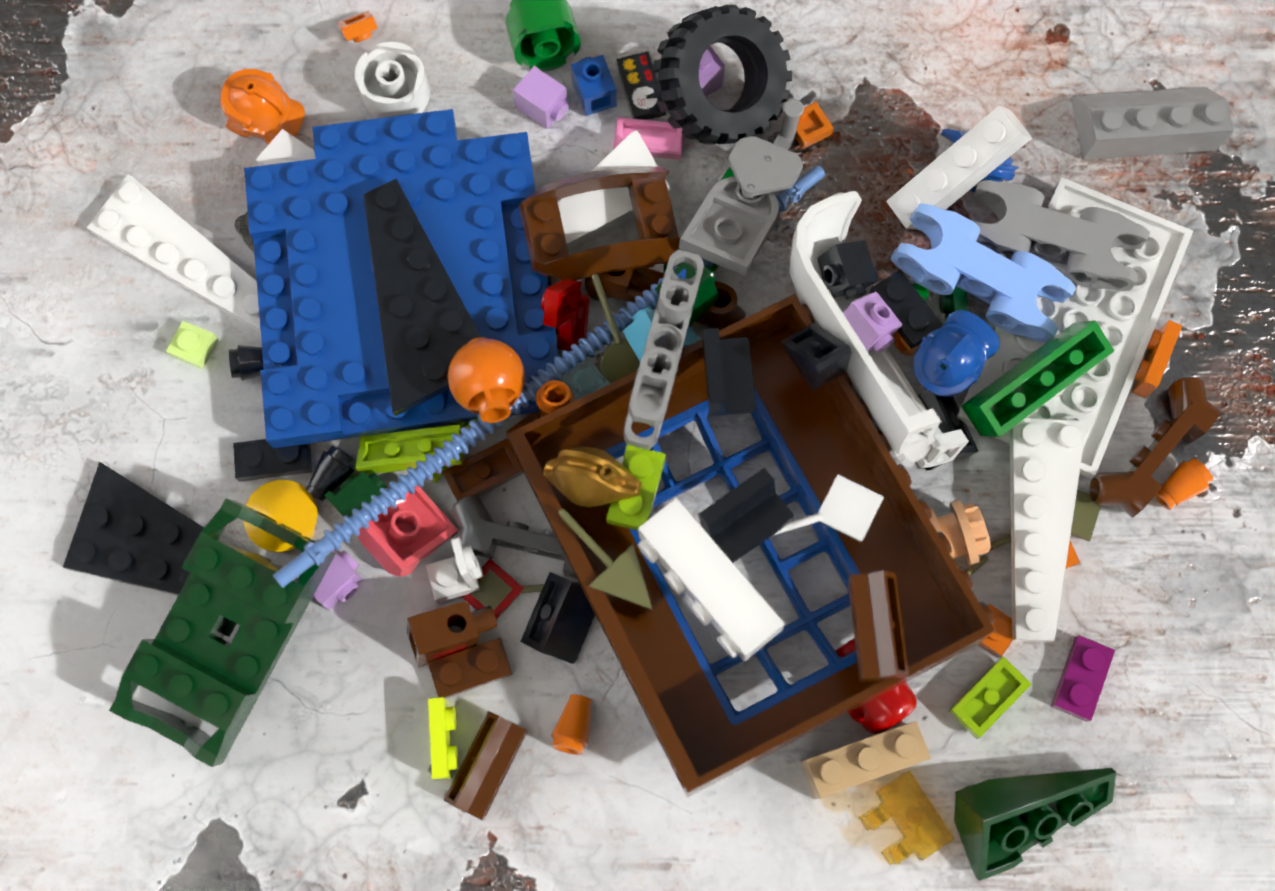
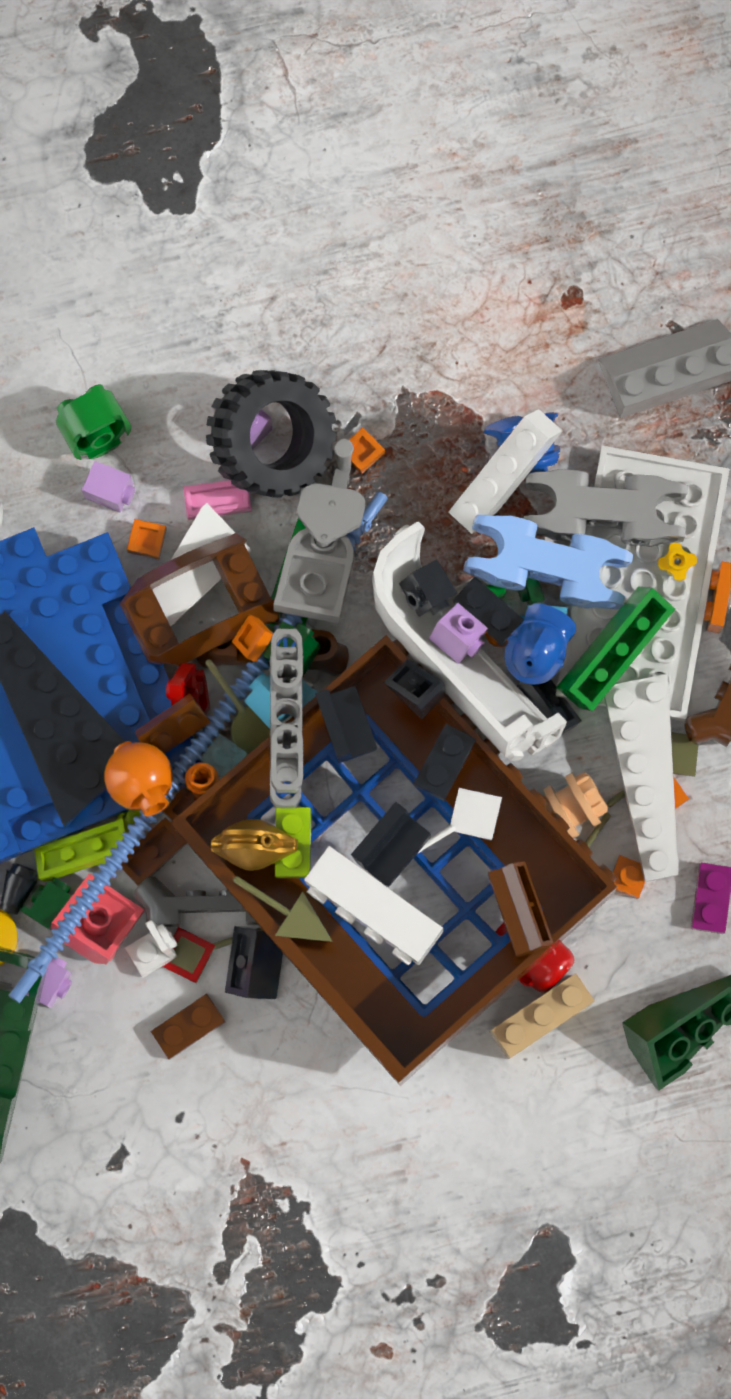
camera: 15 degrees left, 5 degrees up
(431, 634) = (149, 1009): reddish brown torso -> none
(443, 755) = (186, 1105): neon yellow plate -> none
(485, 765) = (224, 1104): reddish brown piece -> none
(541, 335) = (174, 725): none -> reddish brown plate
(566, 157) = (146, 539): none -> orange plate
(573, 726) = (289, 1052): orange cone -> none
(594, 85) = (153, 461): blue brick -> none
(637, 83) = (191, 443): tile -> none
(648, 269) = (252, 638): none -> orange plate
(828, 442) = (445, 762): none -> black plate
(913, 815) = (593, 1051): clear yellow plate -> none
(990, 697) = (636, 935): lime plate -> none
(1118, 318) = (679, 571): none -> yellow plate

